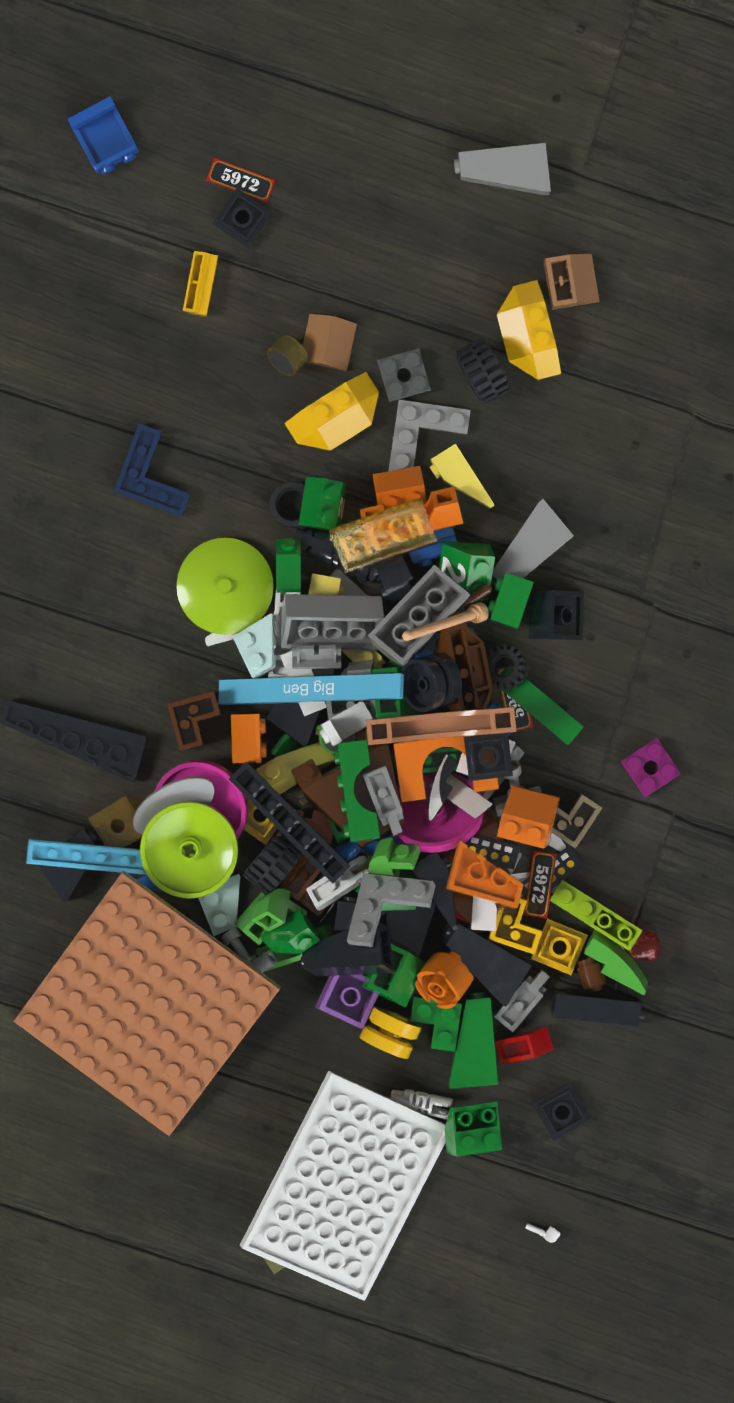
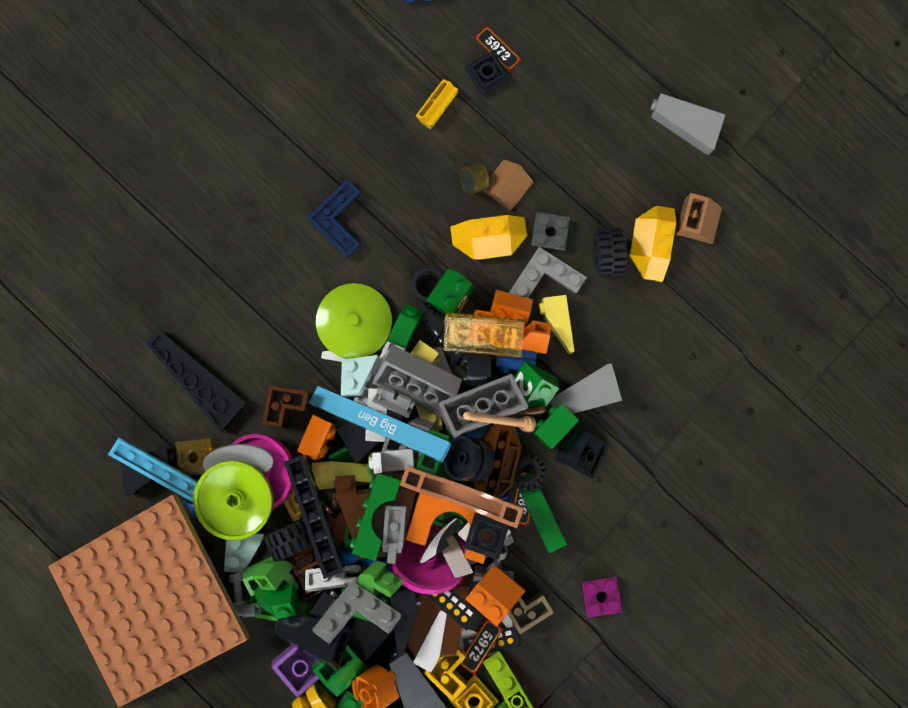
camera: 20 degrees right, 5 degrees down
(481, 879) = (438, 628): orange wing -> none

